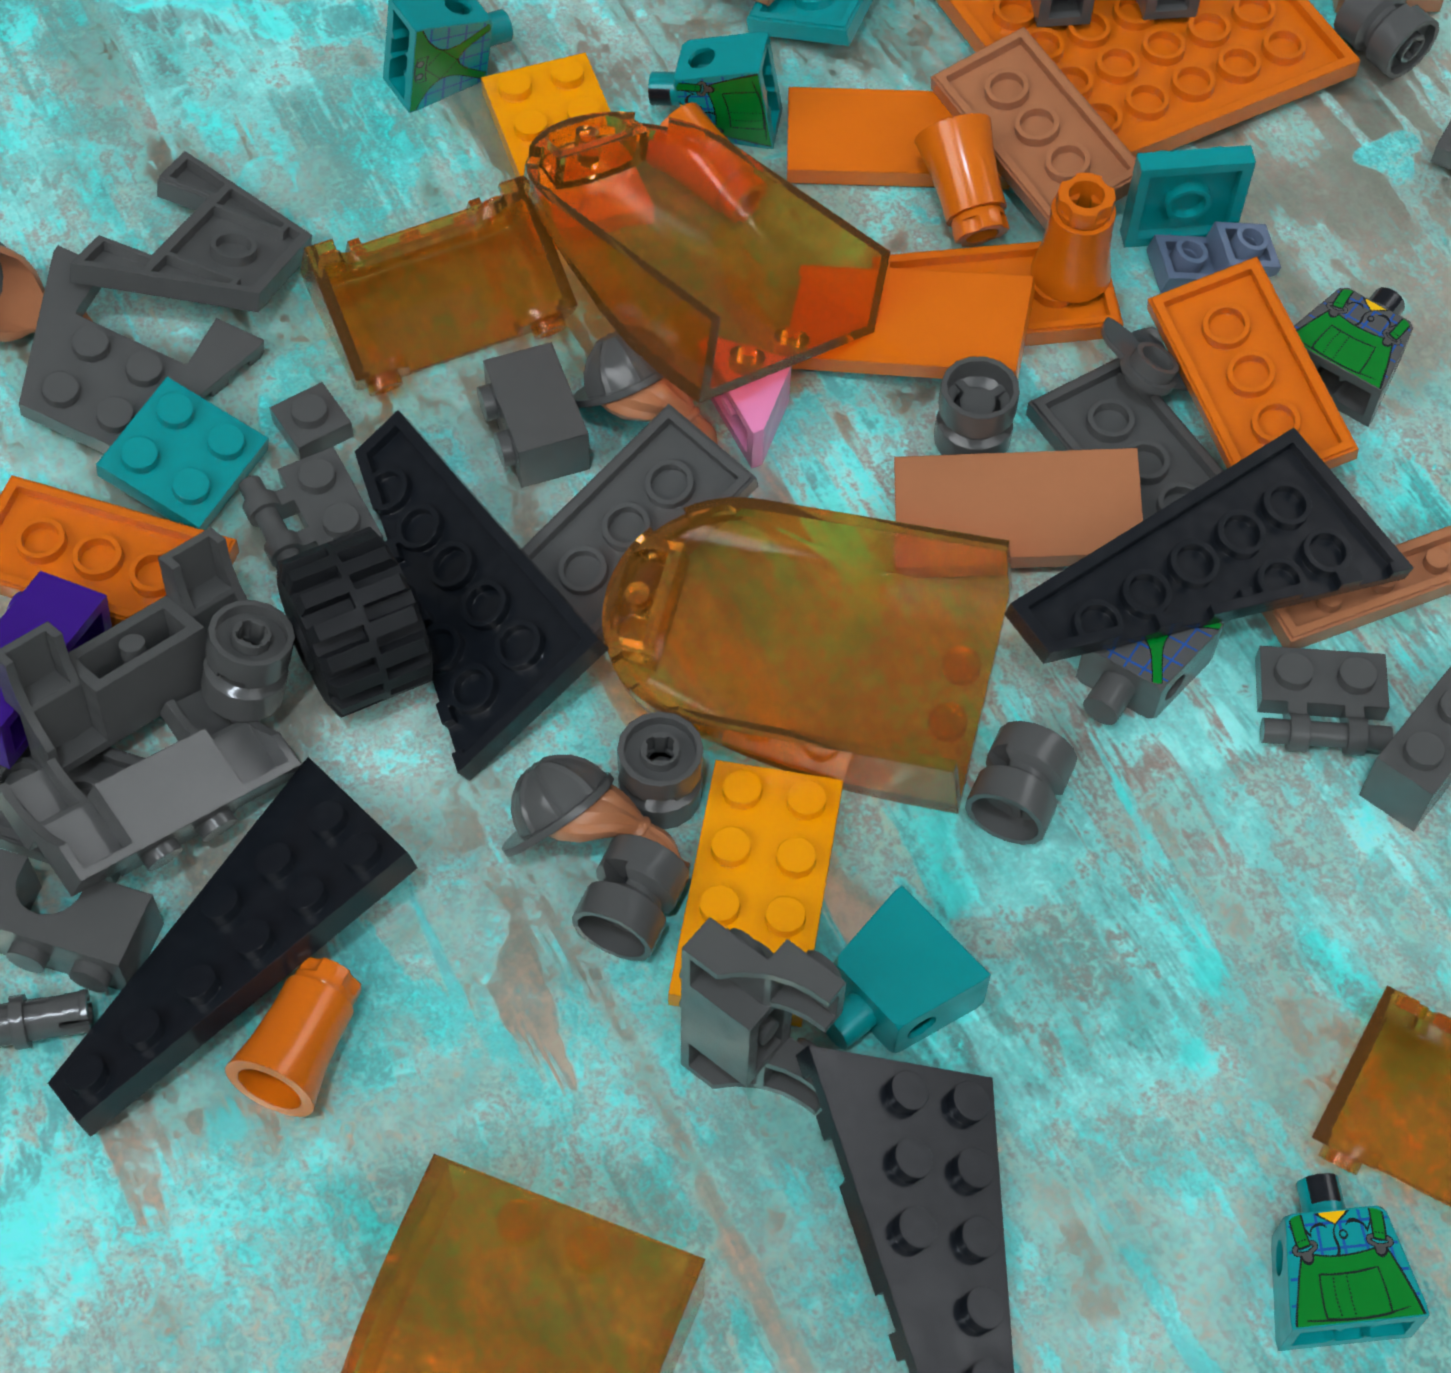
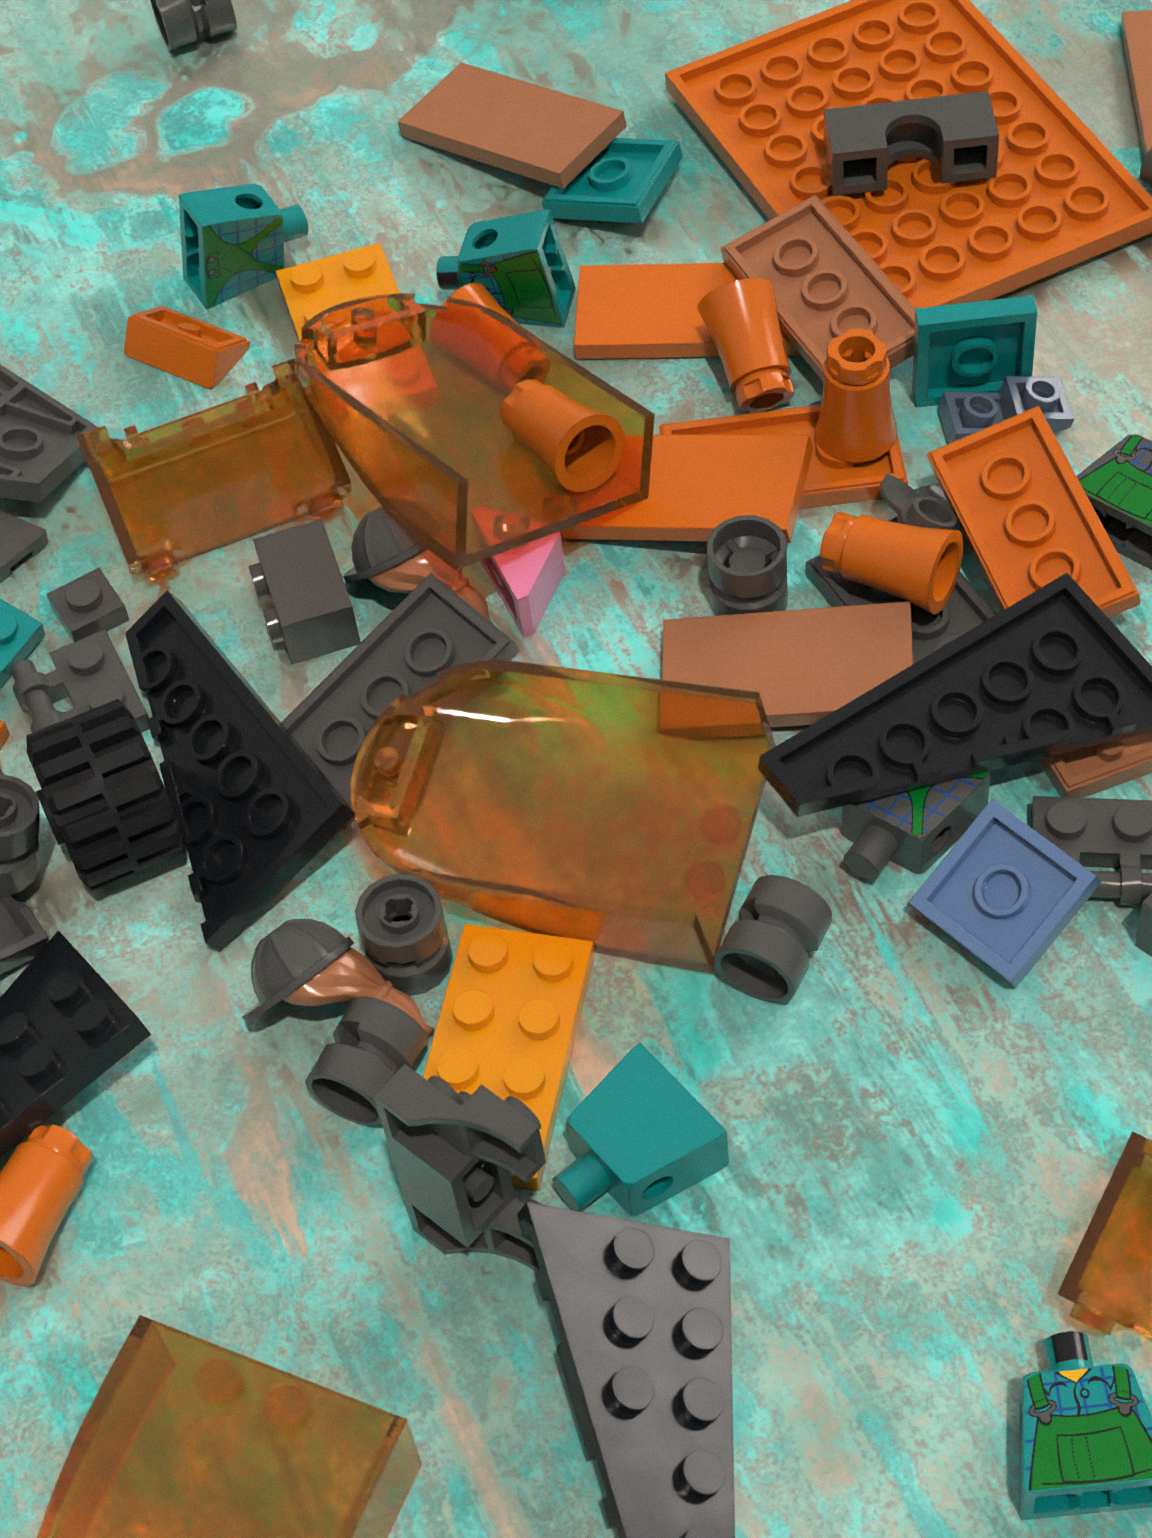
camera: 10 degrees right, 5 degrees down
(389, 151) = (183, 345): none -> orange slope
(796, 267) = (569, 438): none -> orange plant
(1120, 403) = (895, 558): none -> orange plant
(1240, 742) = (1004, 892): none -> medium blue plate

